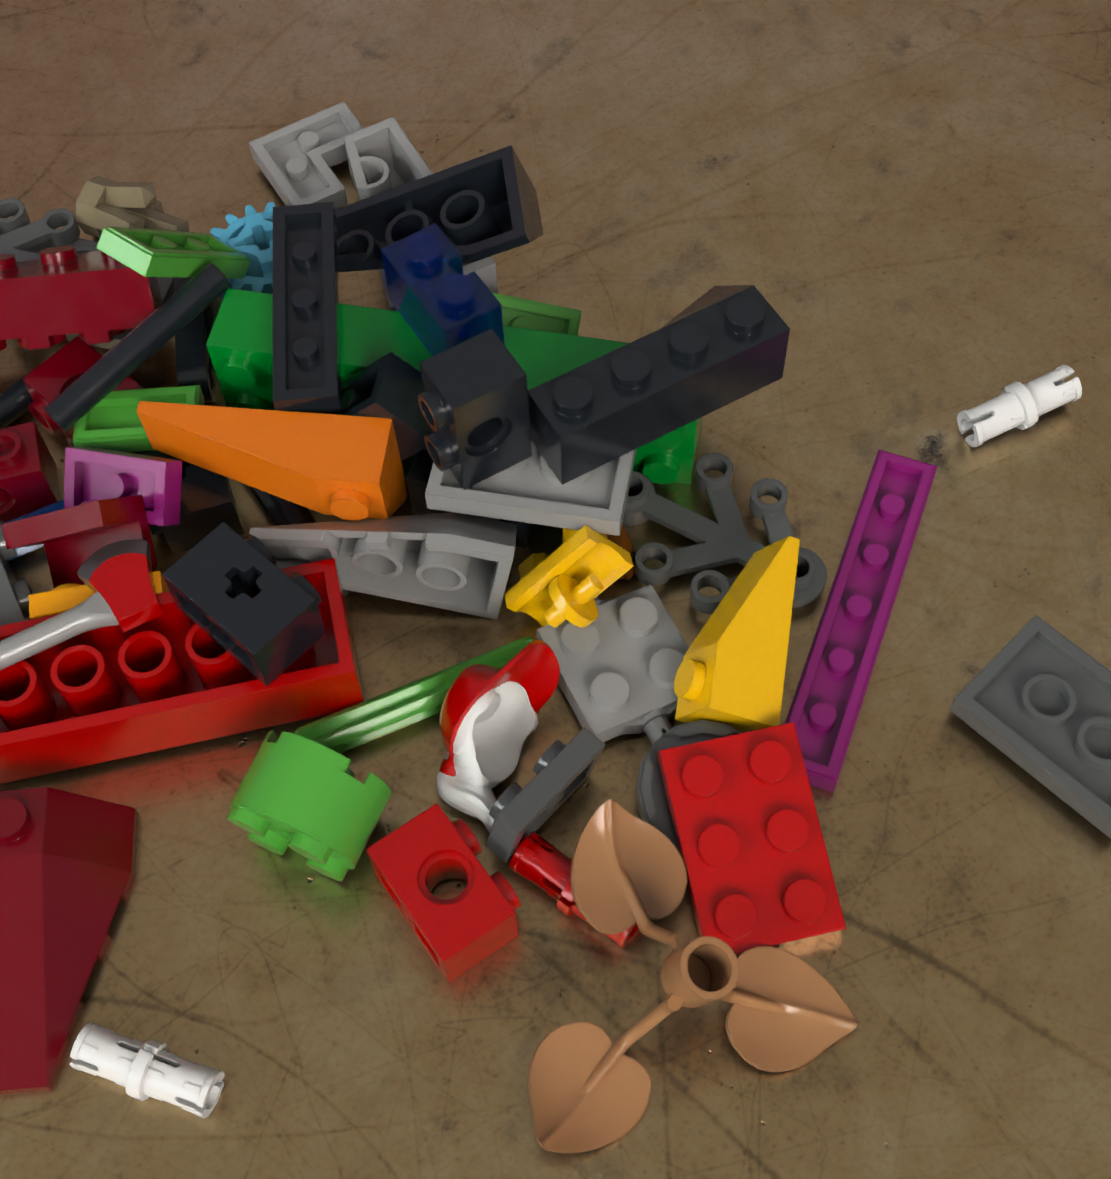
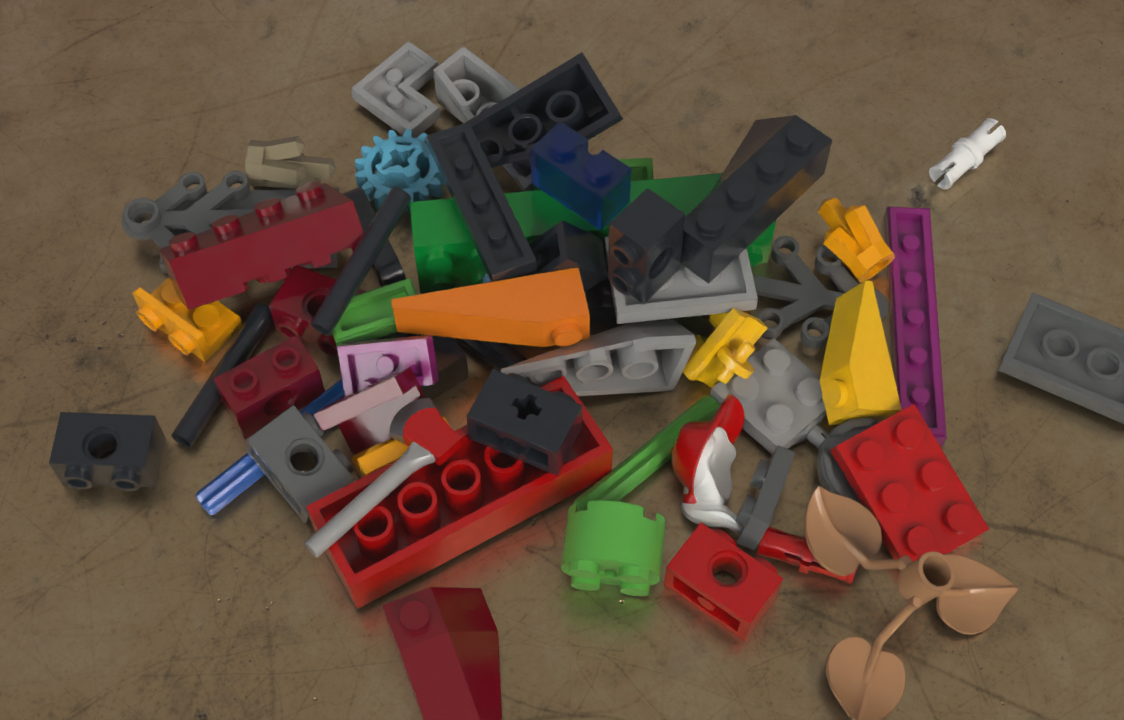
camera: 20 degrees left, 0 degrees up
(171, 252) = (359, 186): bright green tile -> none
(810, 482) = (855, 239): none -> light orange rock

